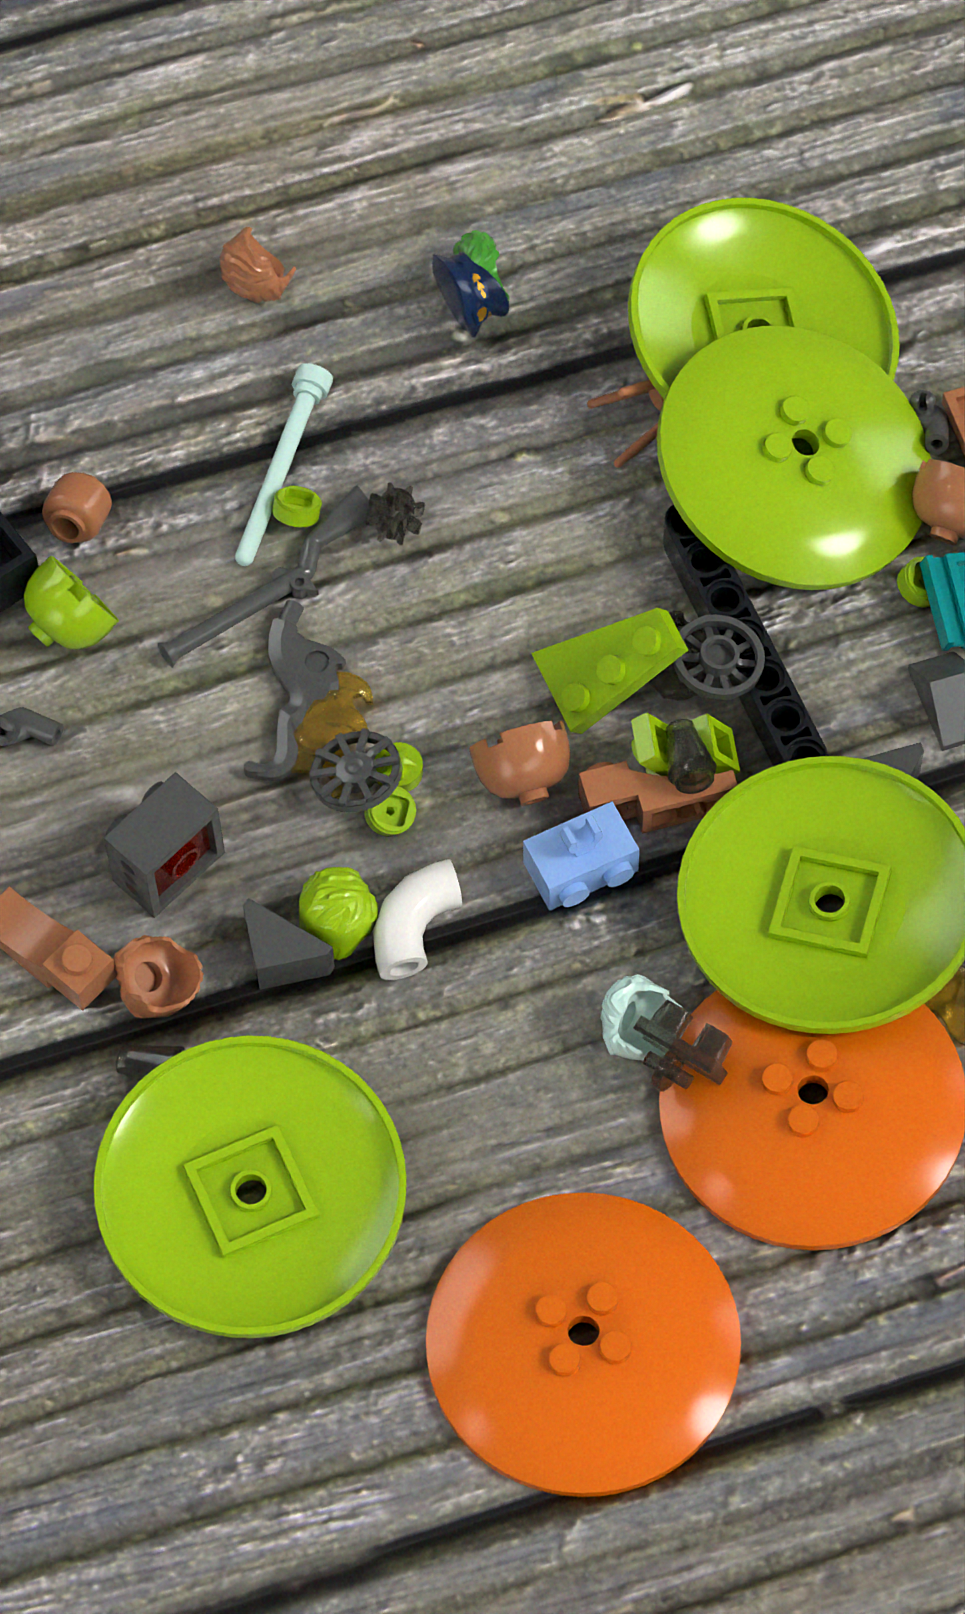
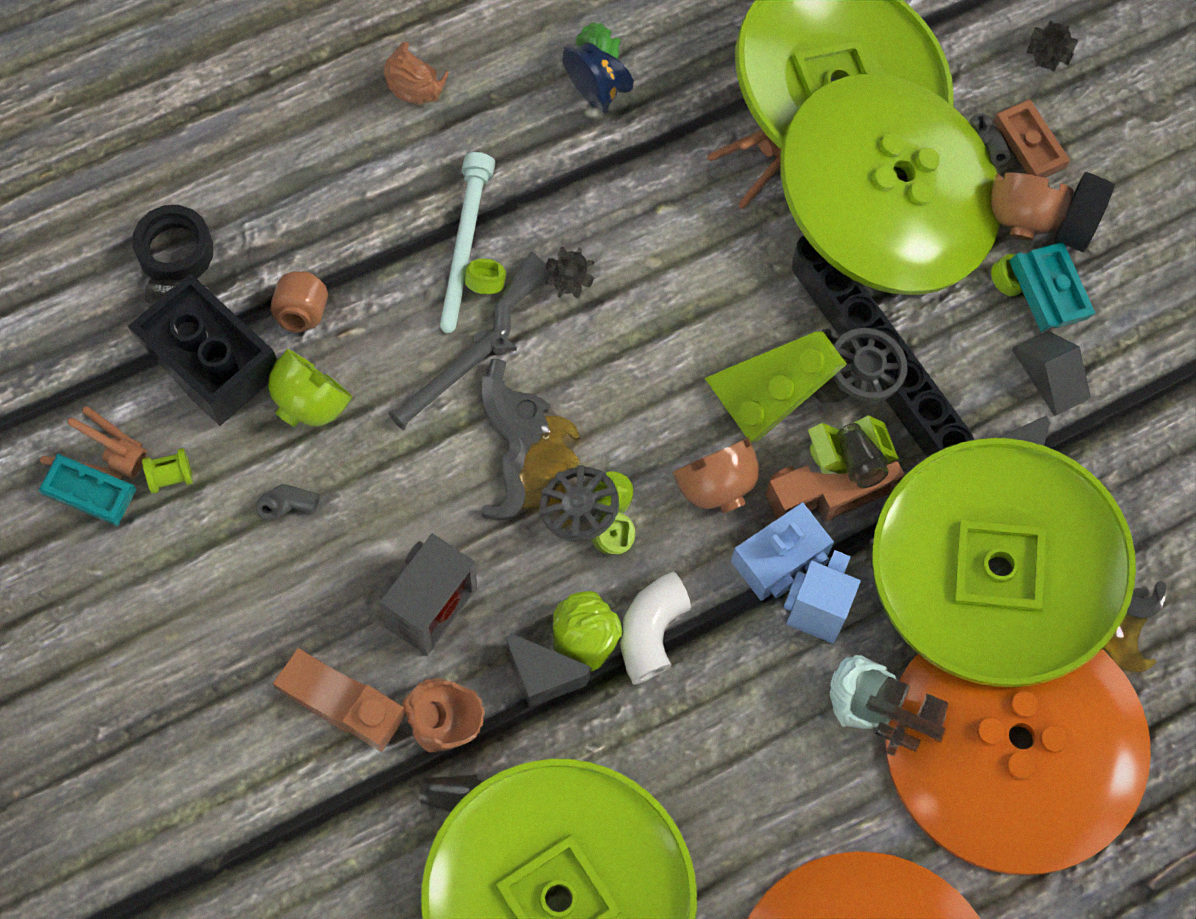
camera: 15 degrees left, 5 degrees up
(613, 909) = (822, 598): none -> light blue brick

